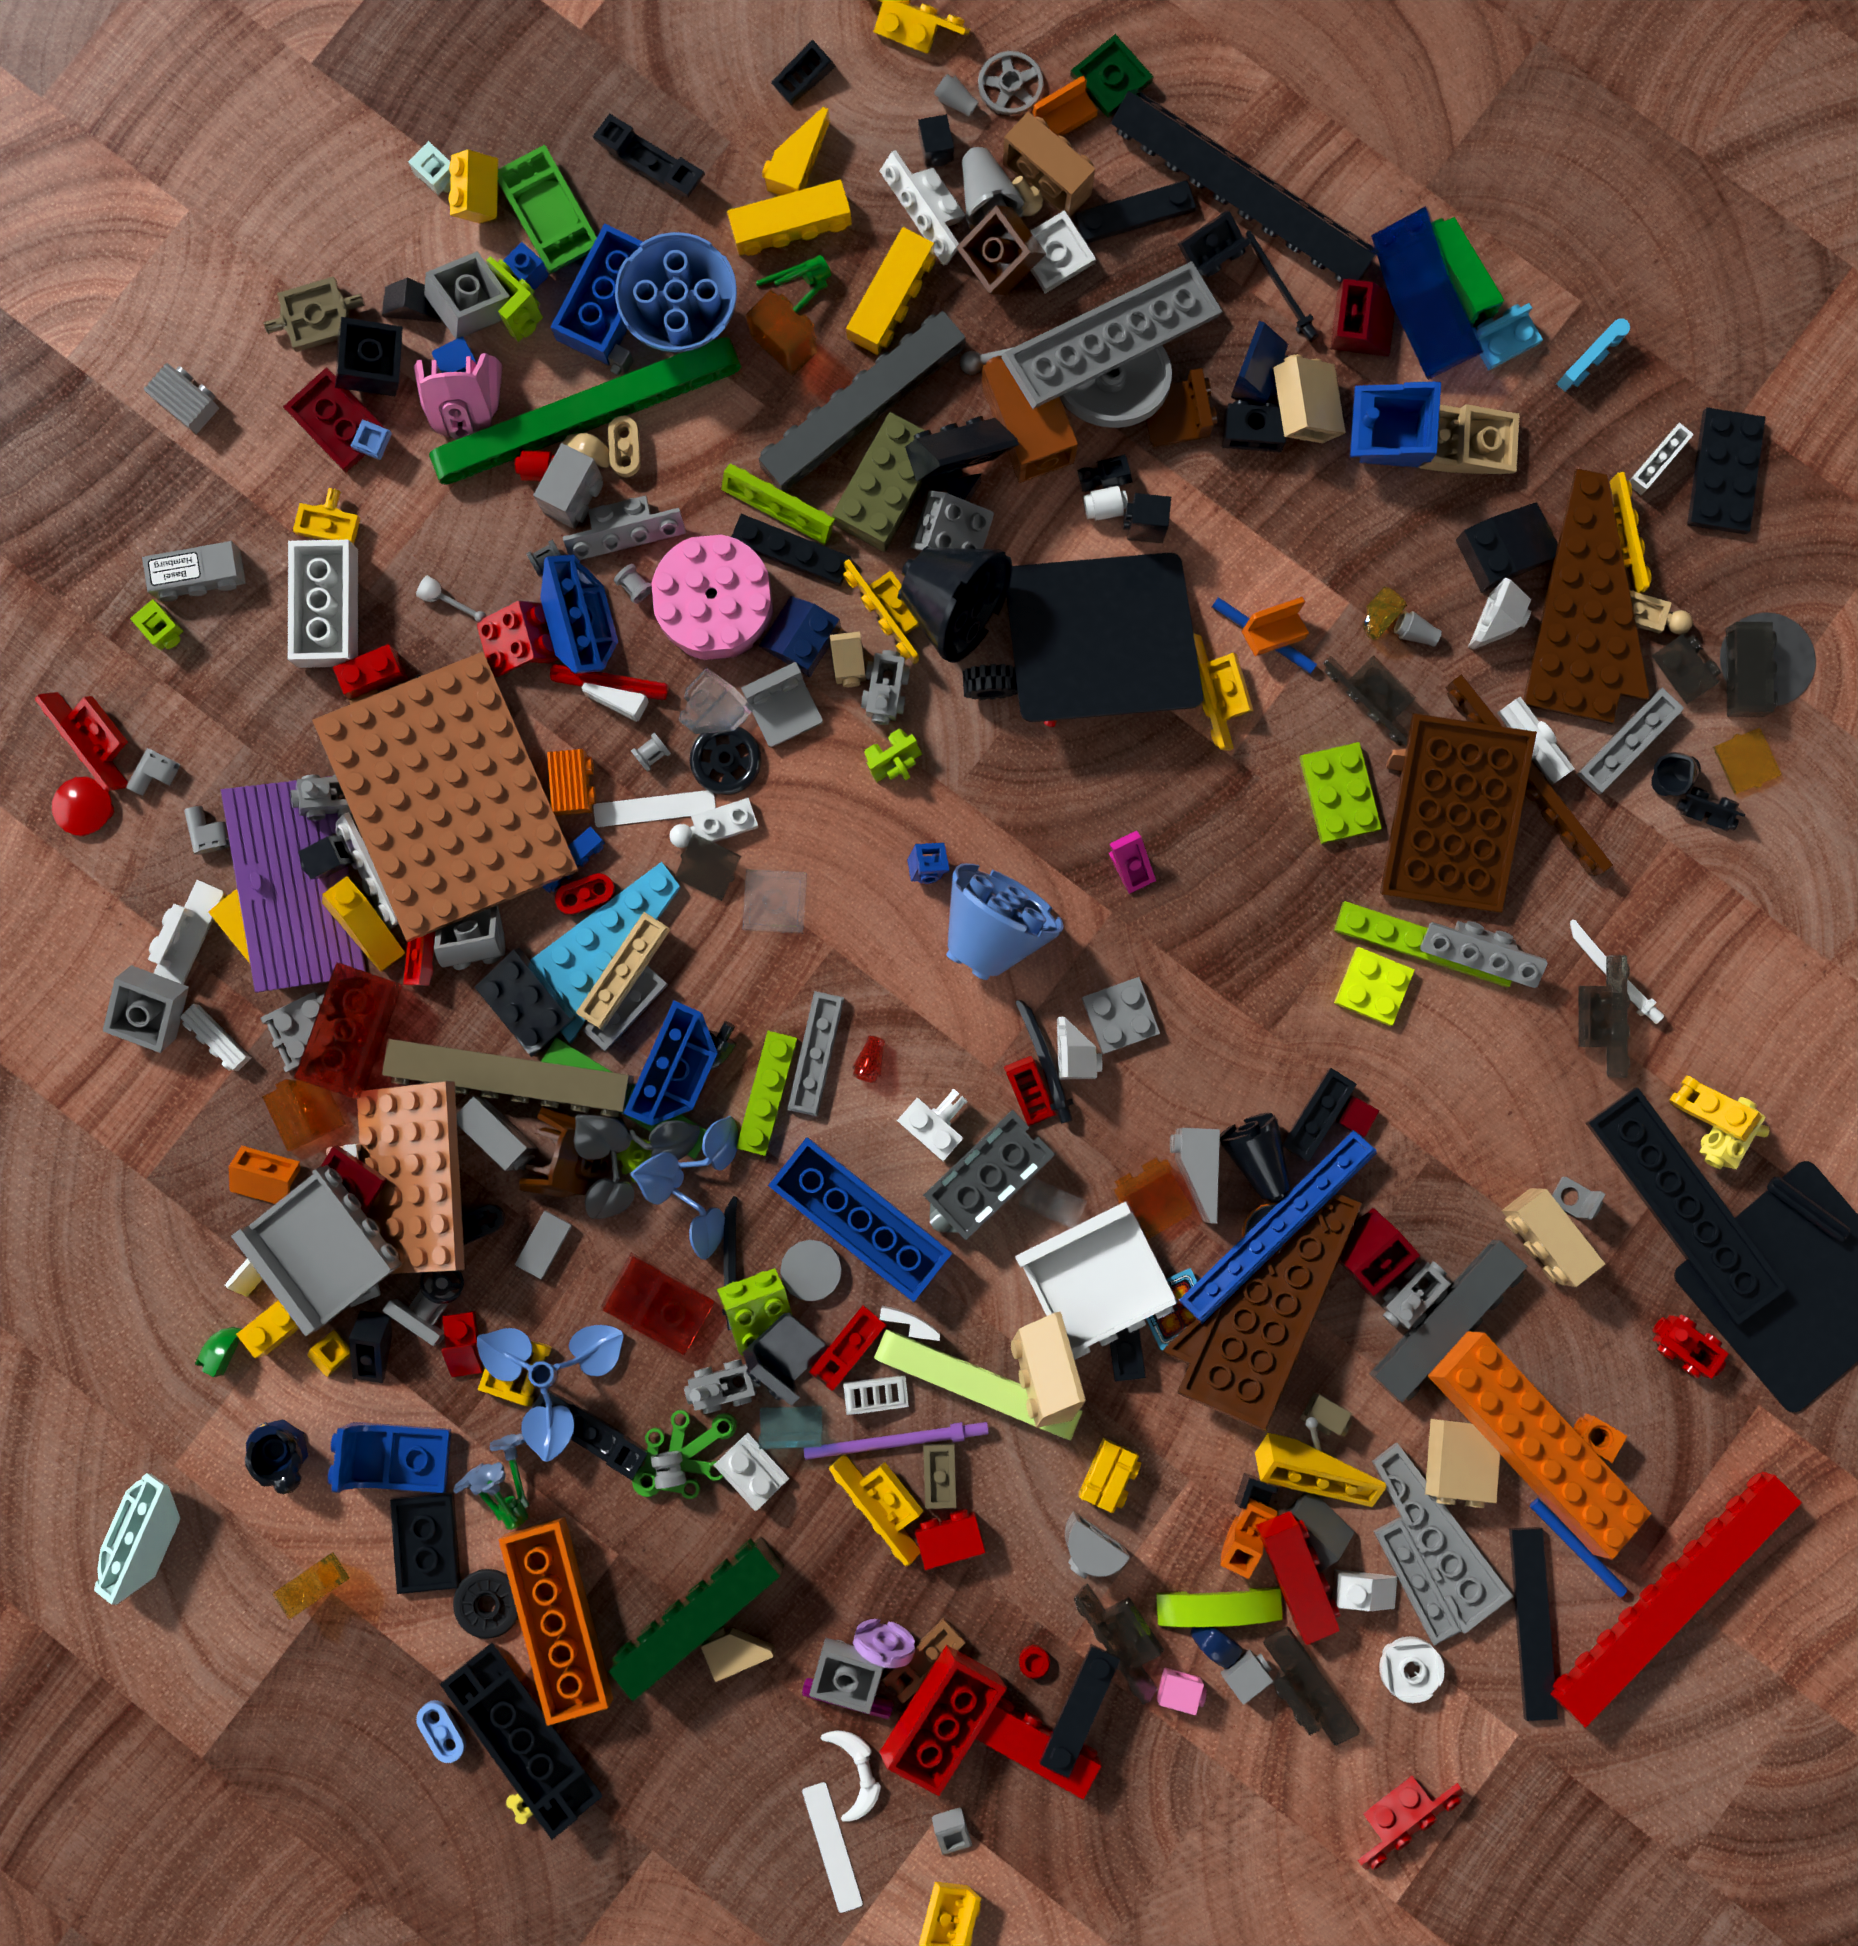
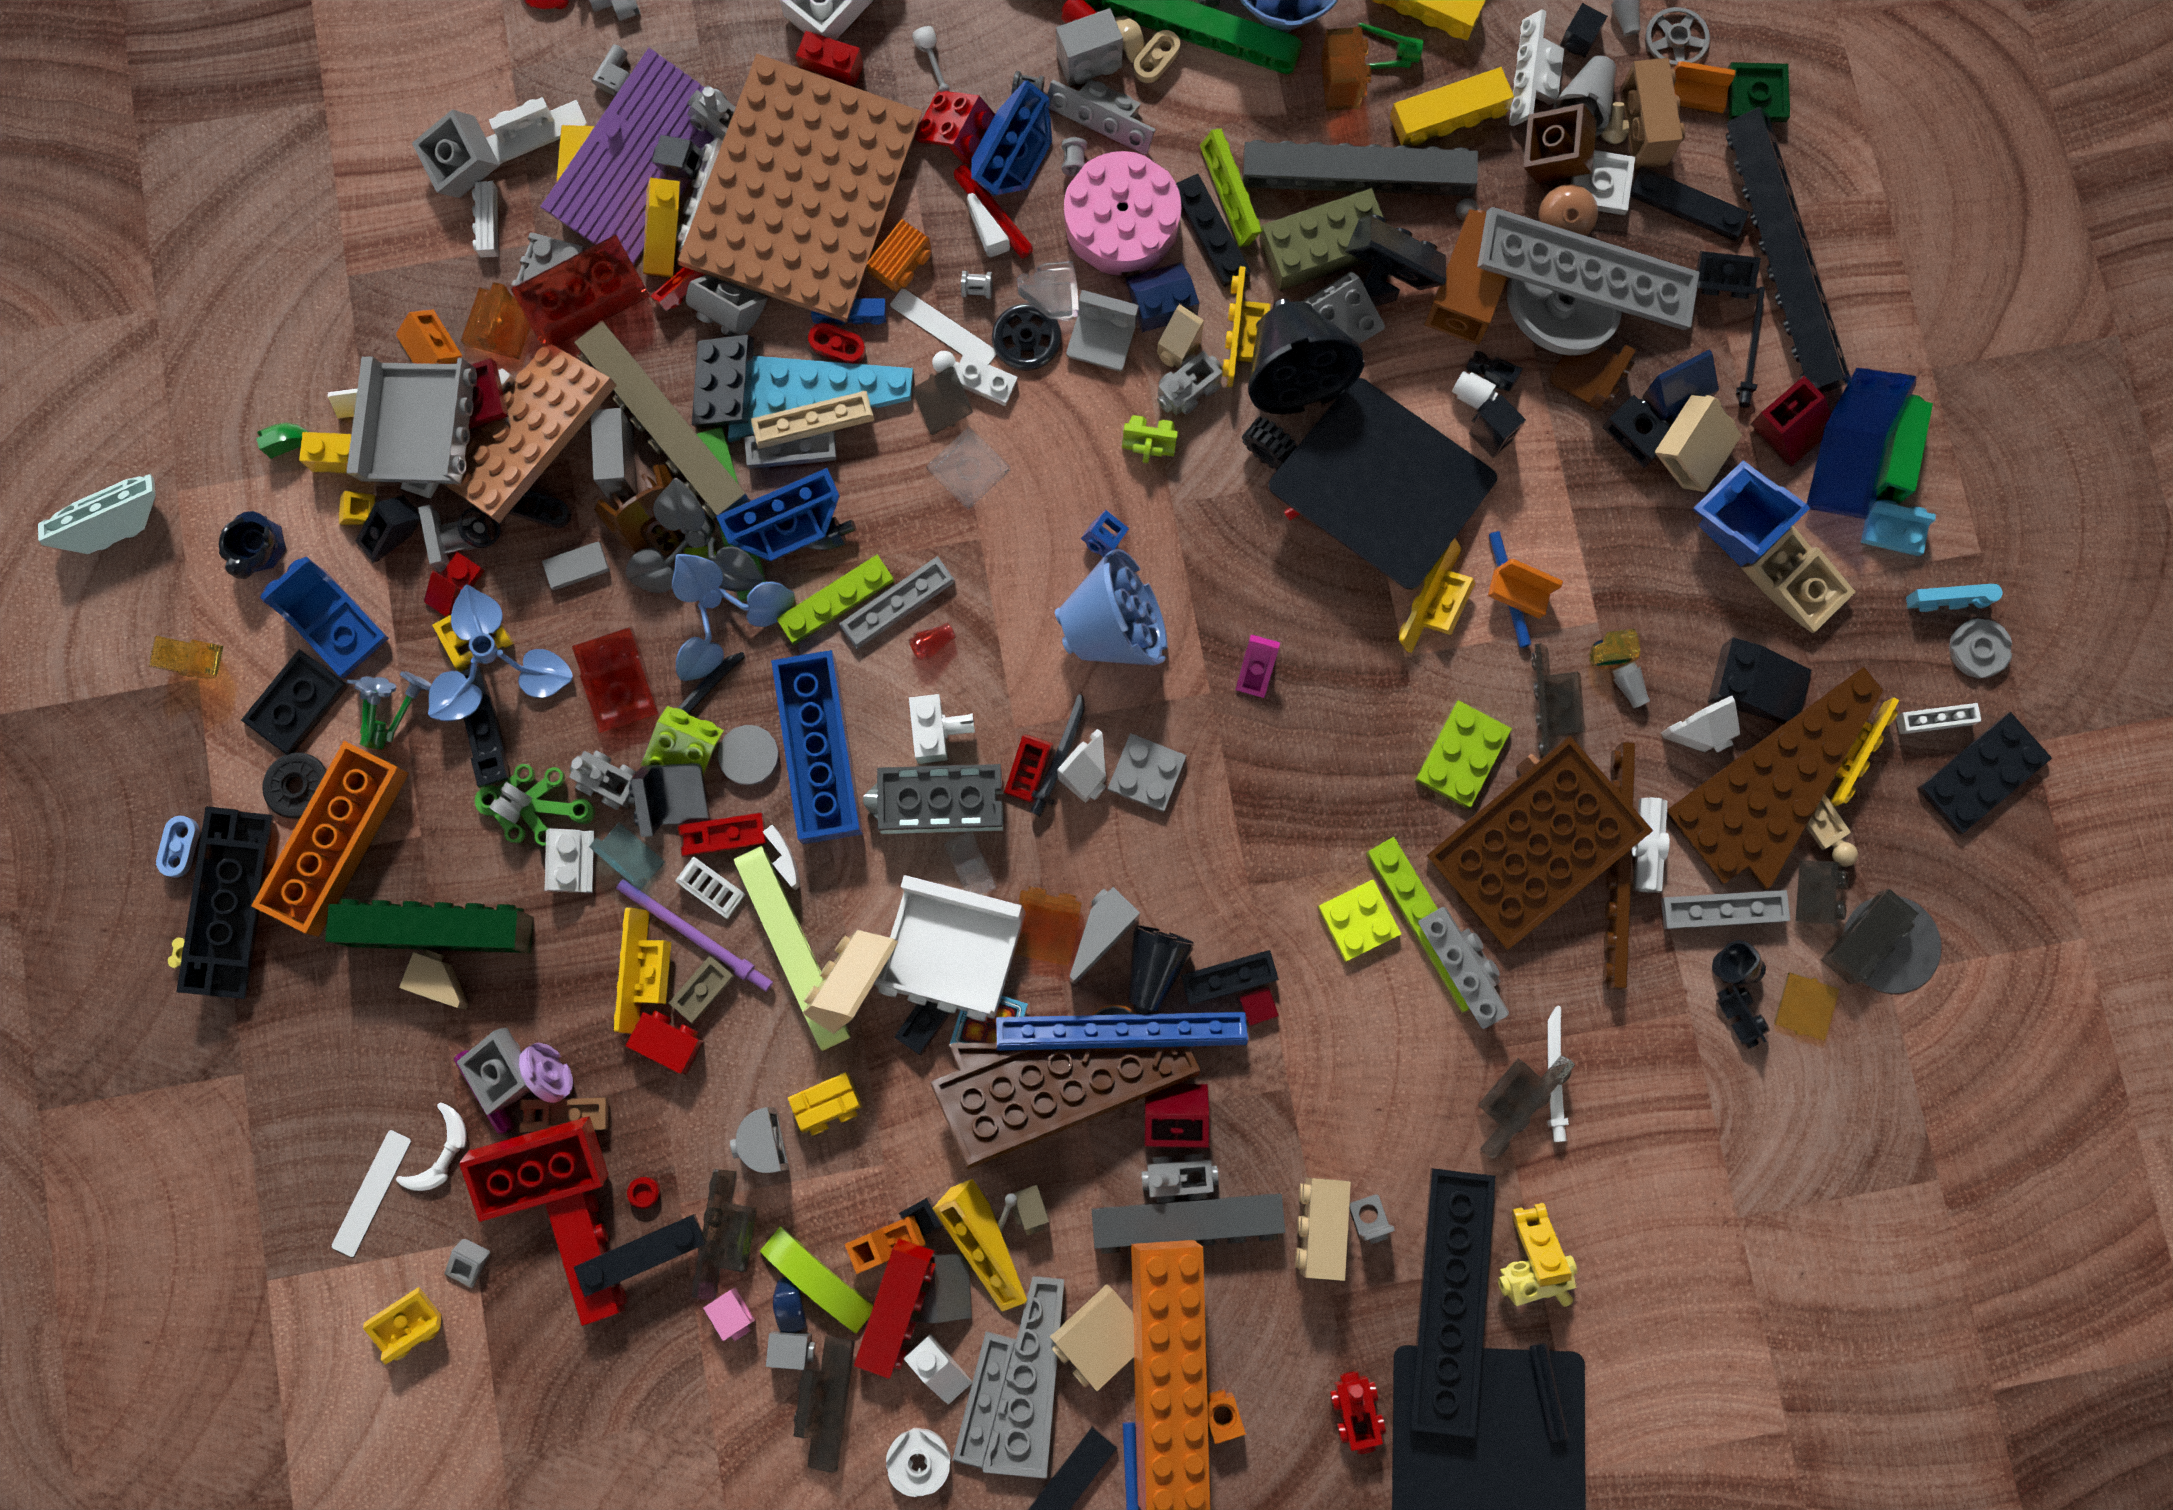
camera: 40 degrees right, 5 degrees down
(1053, 299) = (1570, 209): none -> nougat cylinder
(1644, 376) = (1980, 648): none -> light grey tile

